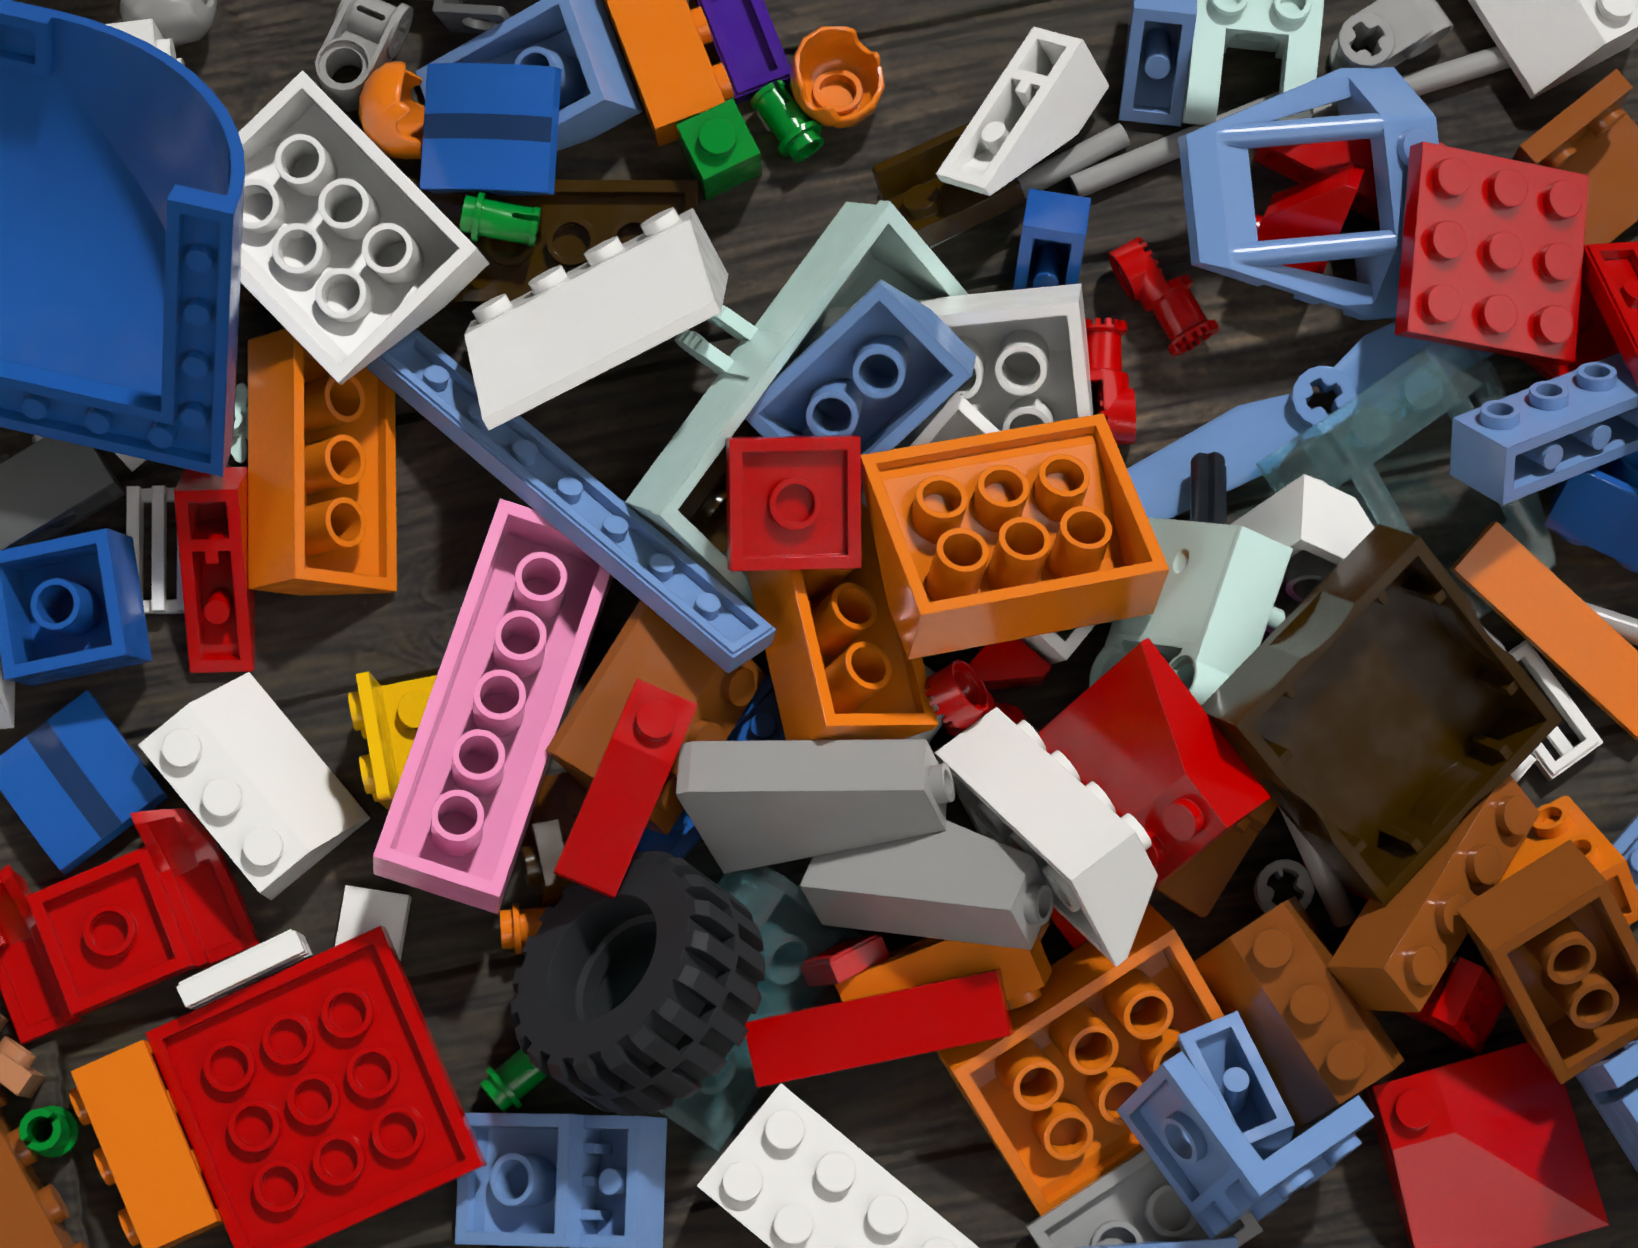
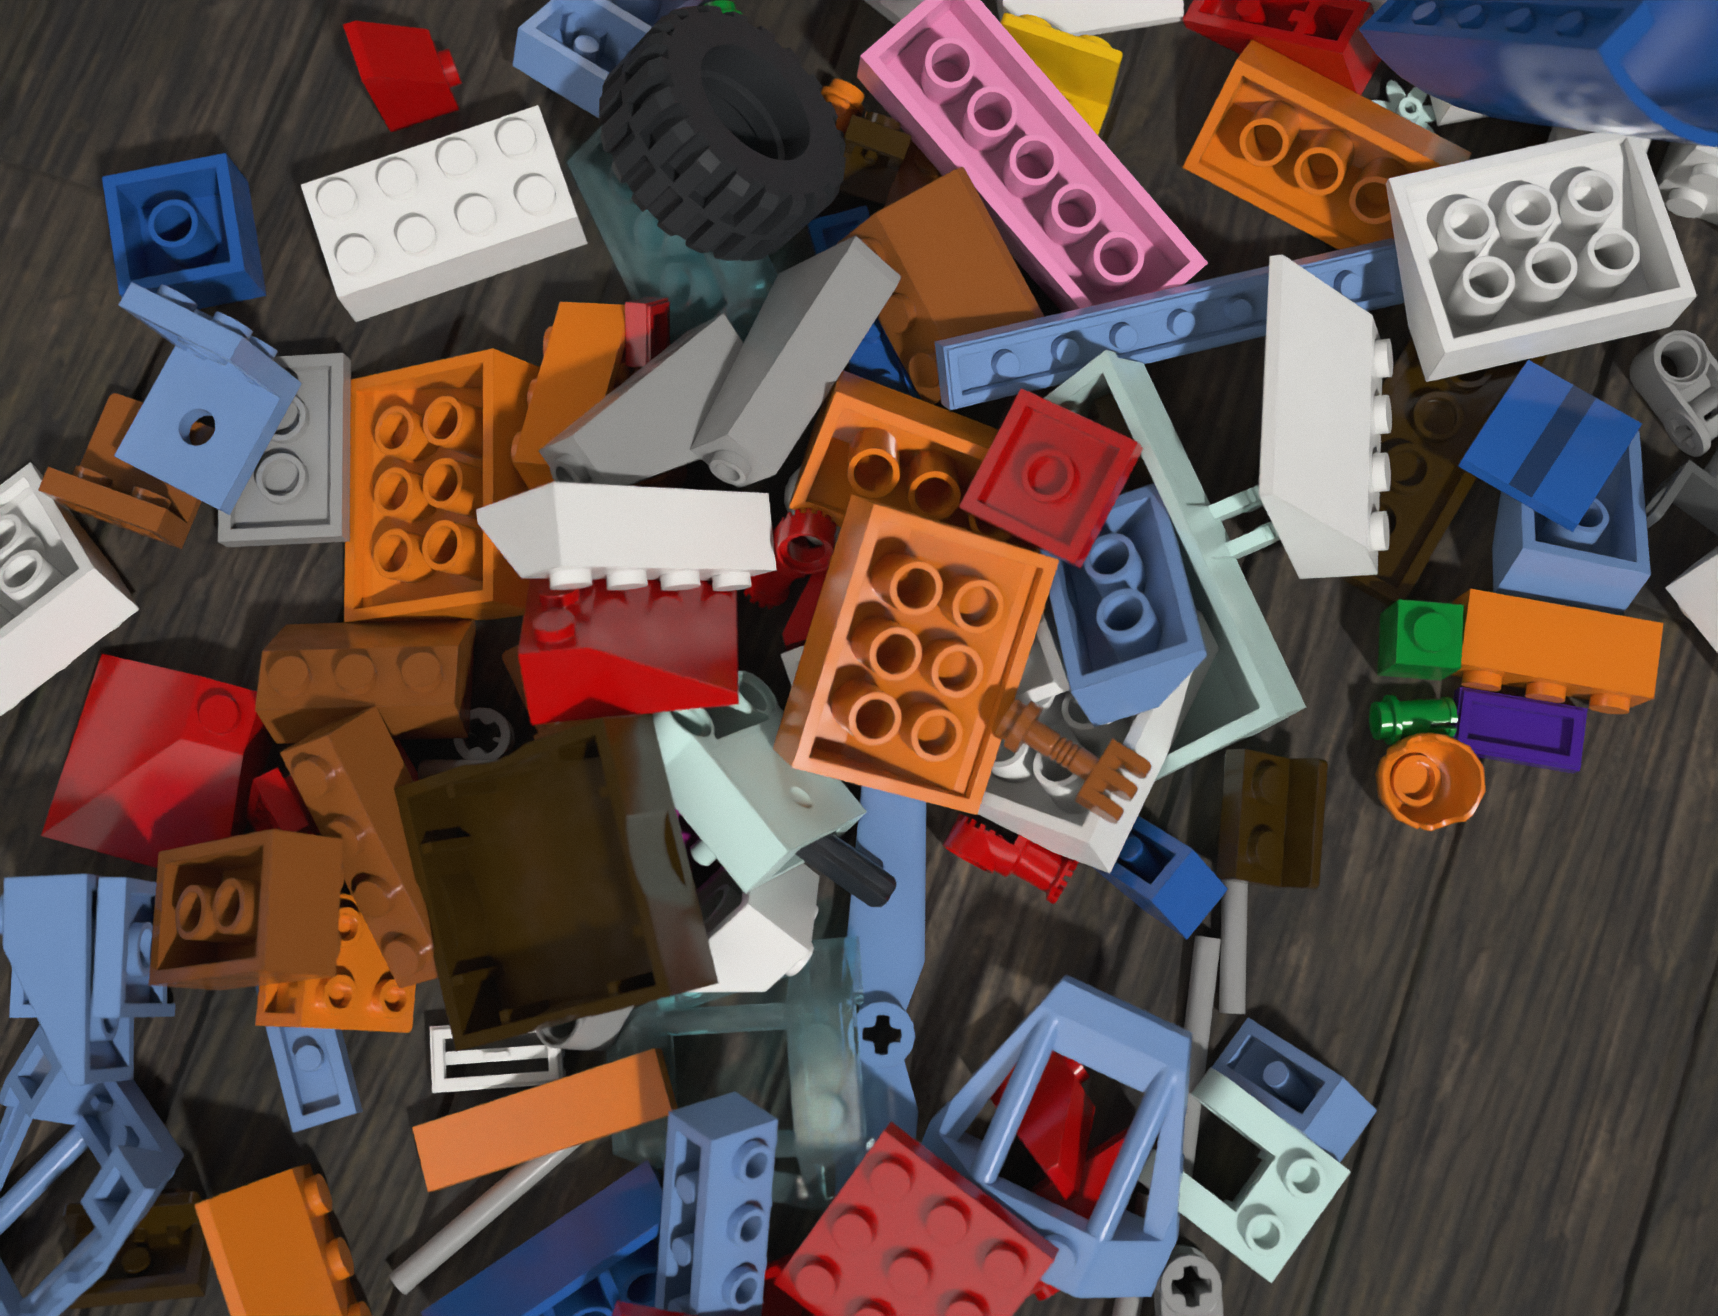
camera: 120 degrees right, 0 degrees up
(390, 113) = (1617, 378): orange hair -> none
(499, 220) = (1461, 409): green pin -> none
(625, 788) = (889, 203): red slope -> none
(879, 1028) = (567, 316): red tile -> none
(1015, 408) = (1100, 774): none -> dark orange hinge
(1028, 113) = (1296, 924): white slope -> none
(1169, 301) = (1049, 955): red connector -> none
(1213, 1160) = (238, 549): medium blue bracket -> none
(1240, 1081) = (339, 582): medium blue slope -> none

